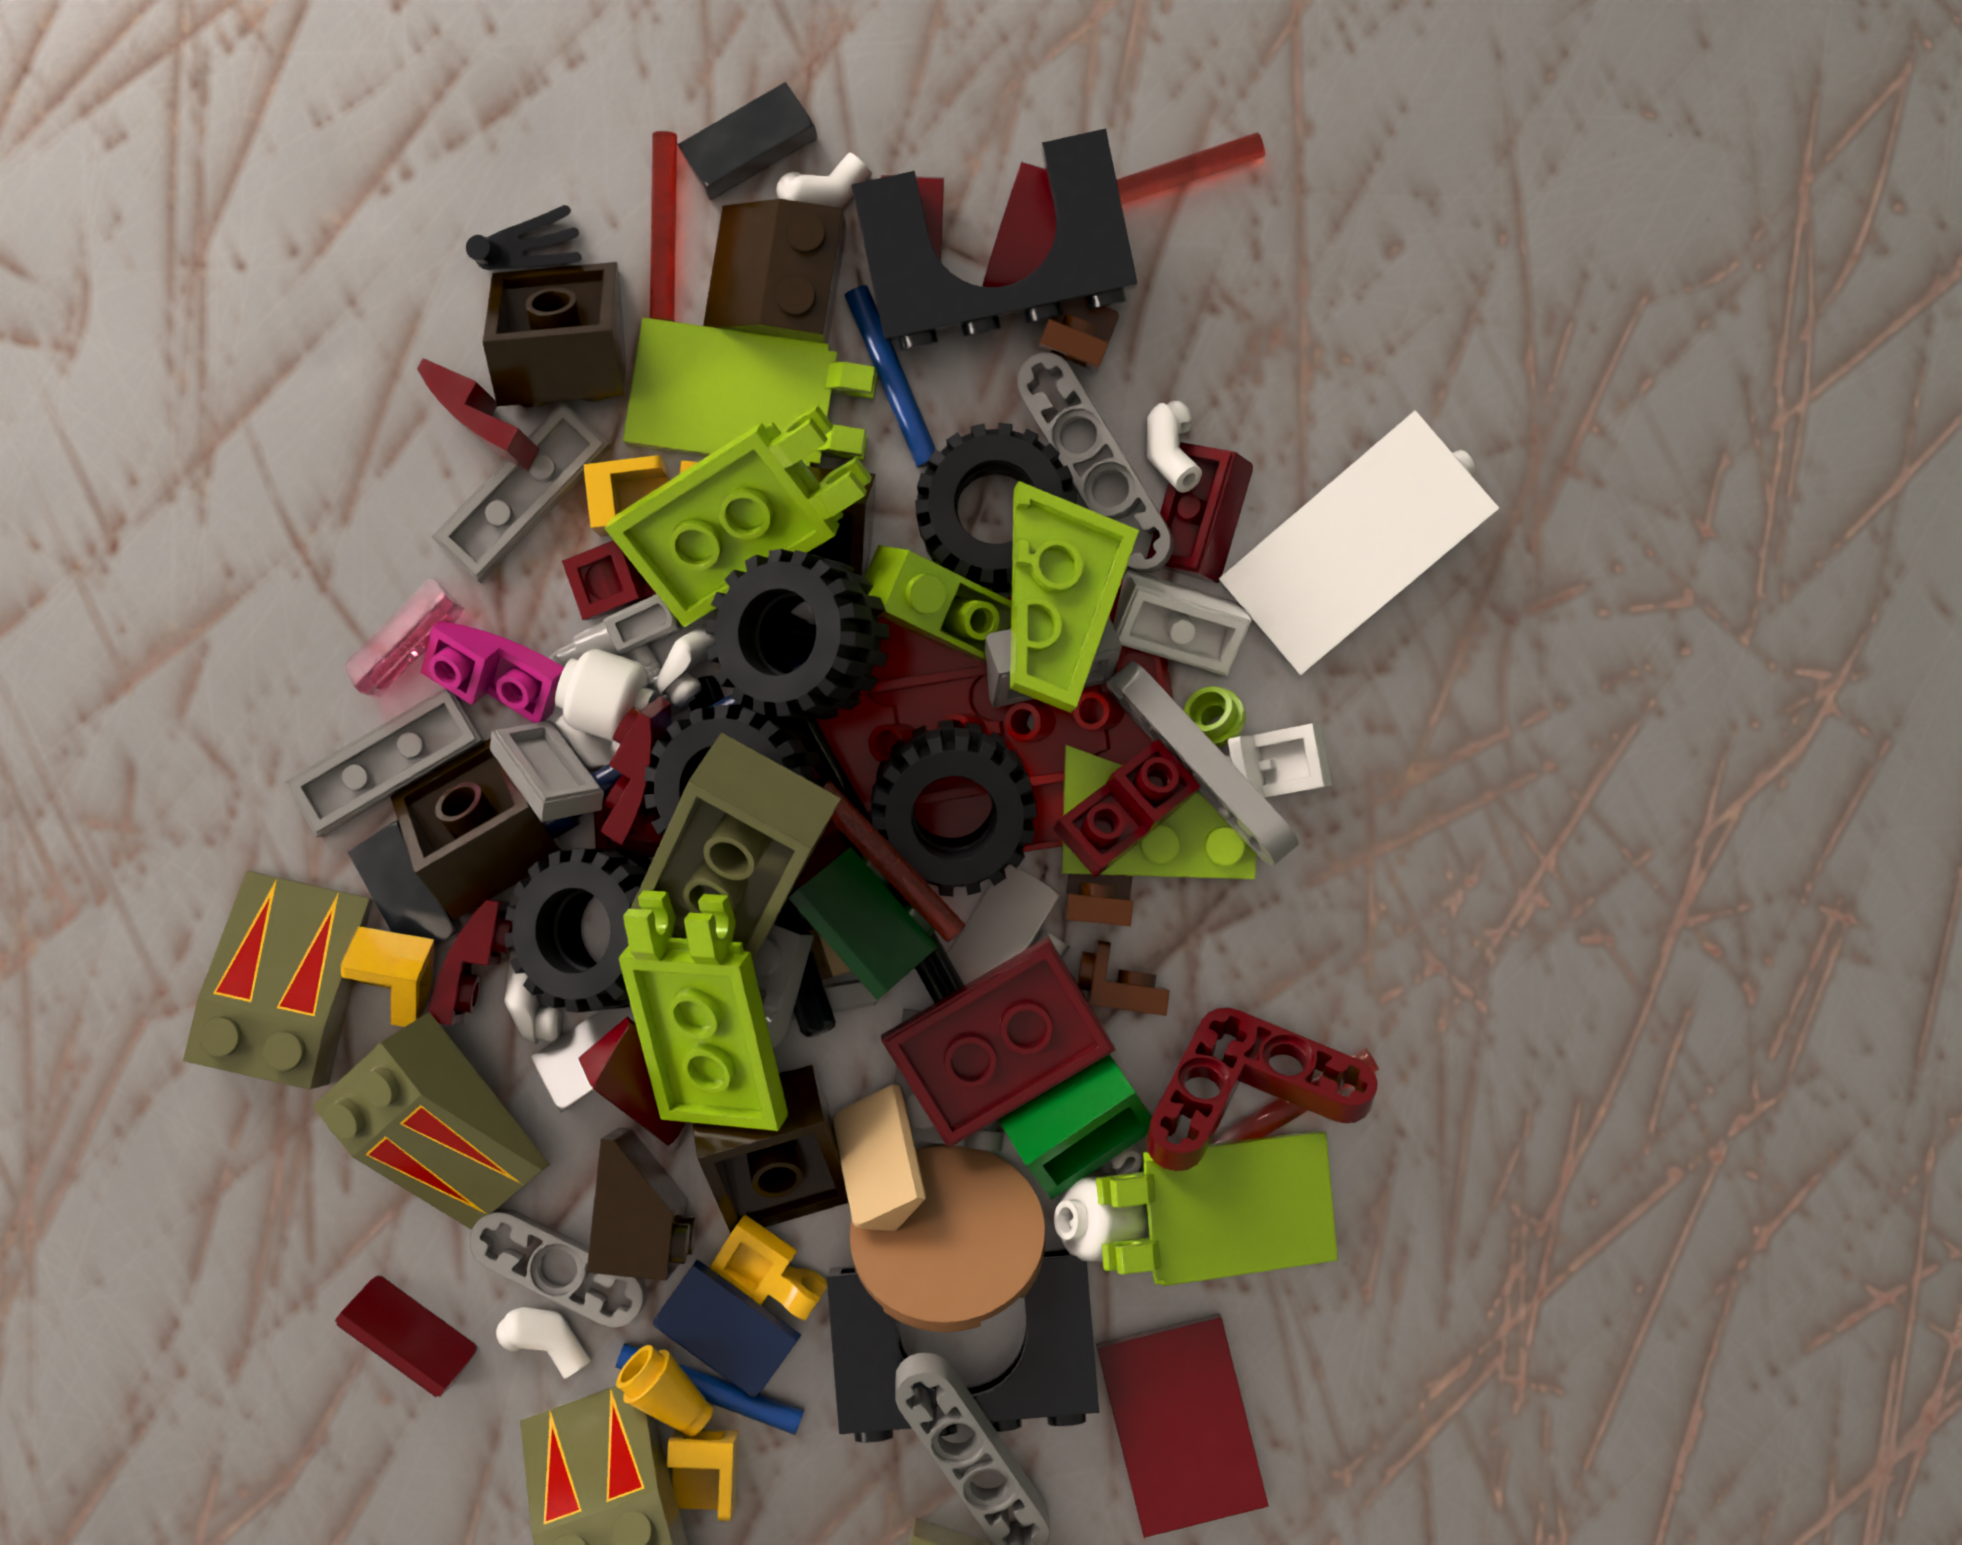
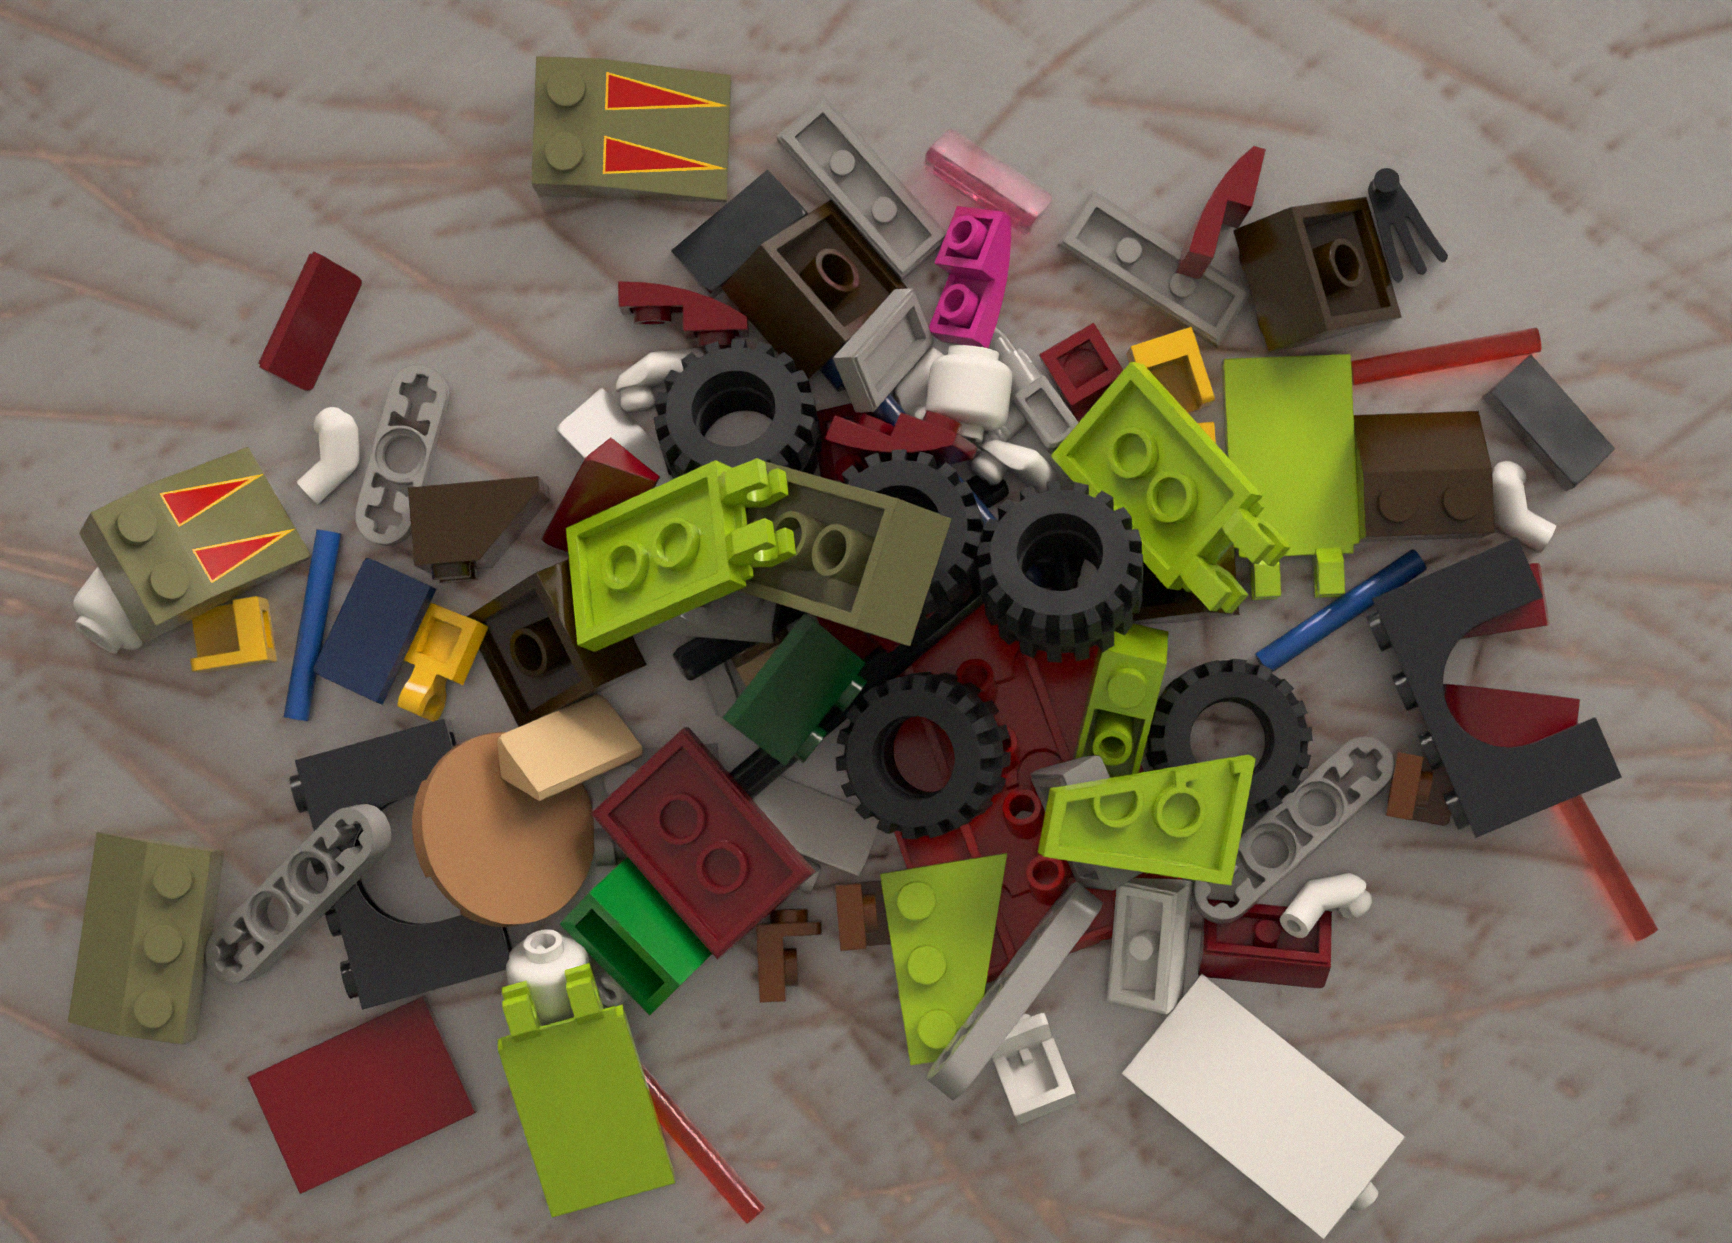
camera: 75 degrees right, 0 degrees up
(395, 963) = (668, 239): yellow panel -> none
(431, 1124) = (518, 307): olive slope -> none
(662, 1390) = (304, 581): yellow cone -> none
(895, 868) = (853, 710): clear red bar -> none
(1126, 807) = (956, 925): dark red slope -> none
(1214, 702) = (1075, 988): lime plate -> none
(1248, 1062) = (728, 1092): dark red beam -> none

